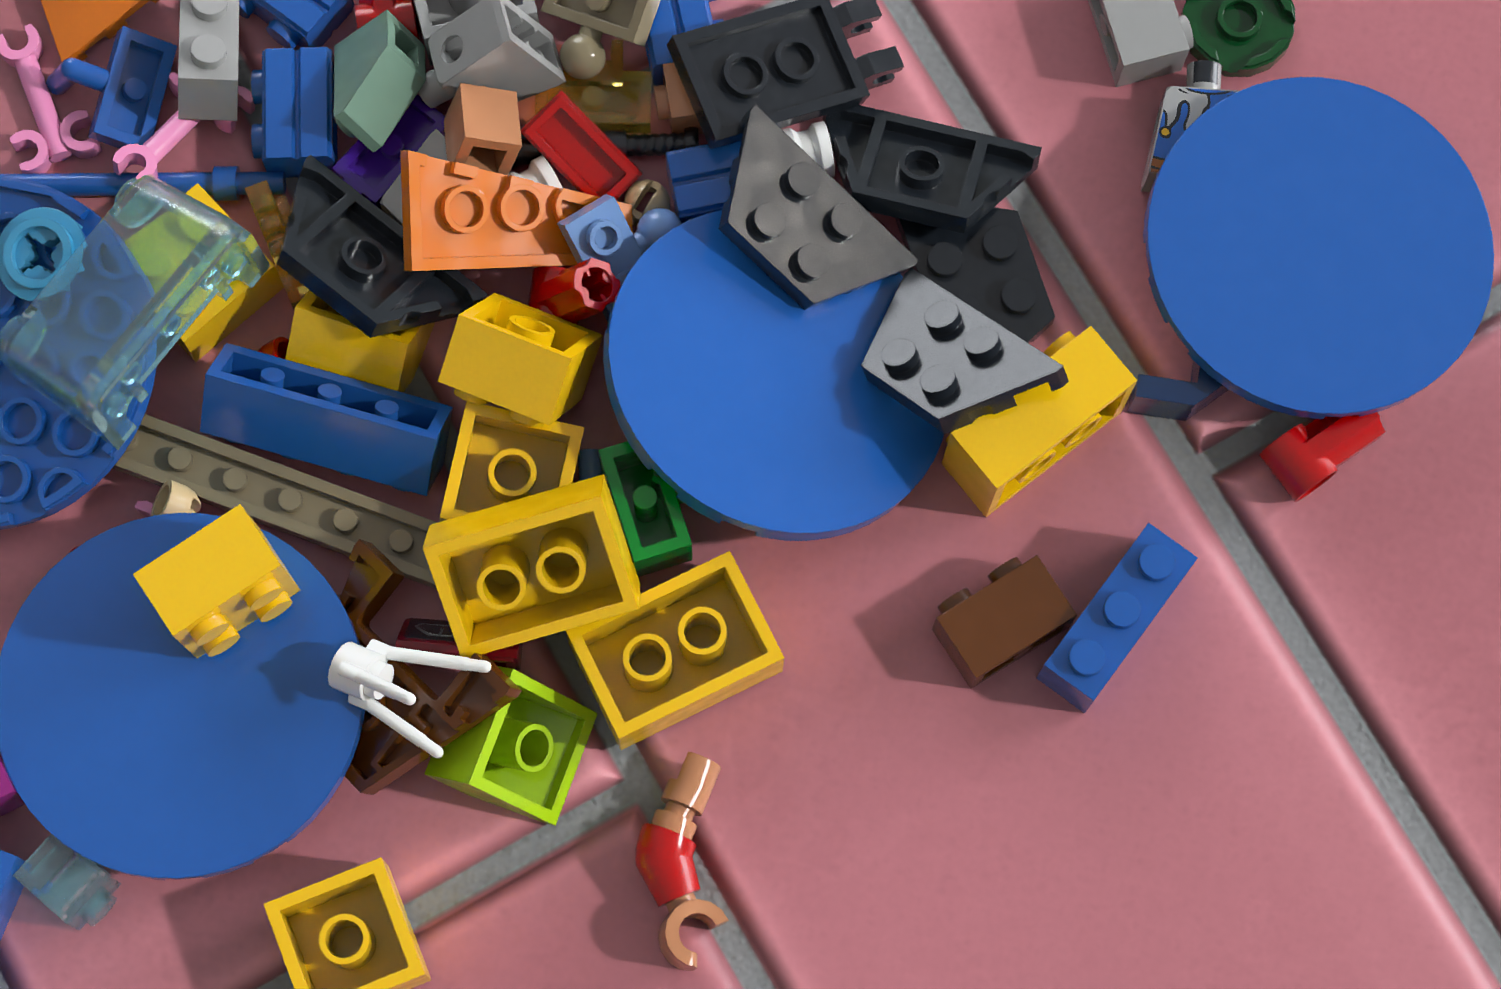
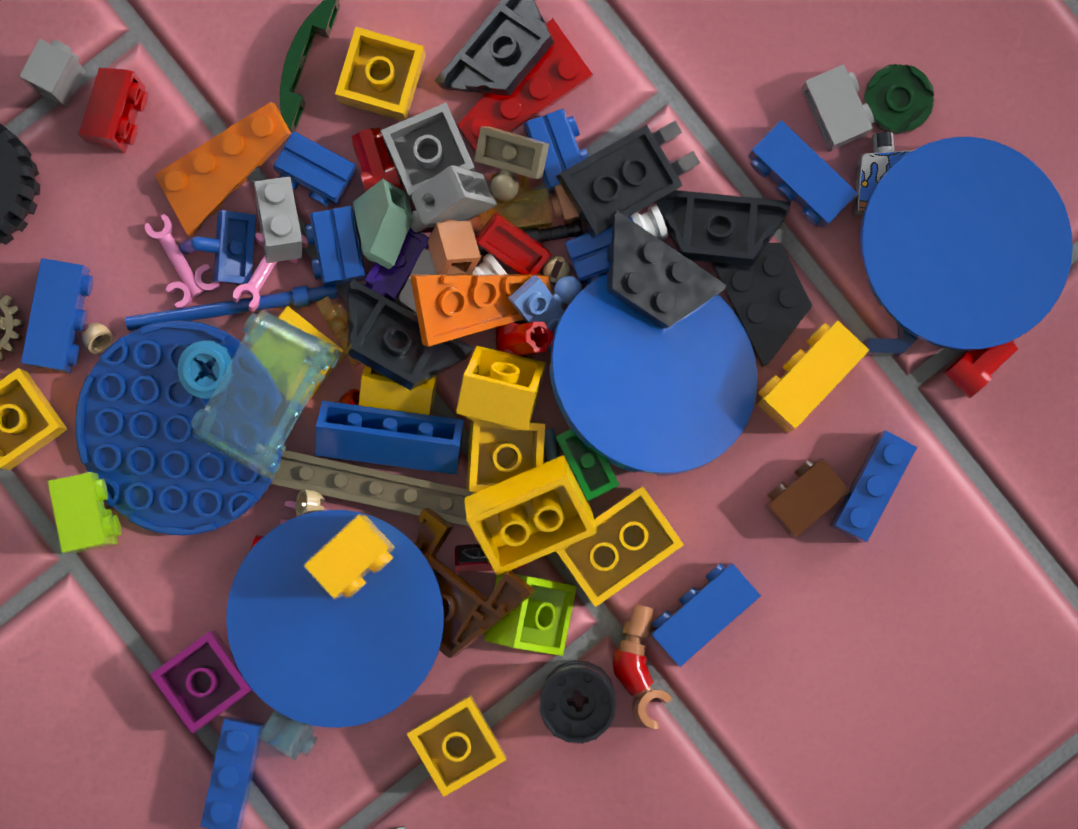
camera: 10 degrees left, 10 degrees up
(368, 676) = (444, 597): white plant -> none
(538, 871) = (562, 716): none -> black wheel
(802, 785) = (703, 613): none -> blue brick
(951, 358) = (755, 349): wing -> none
(1065, 110) = (801, 175): none -> blue brick

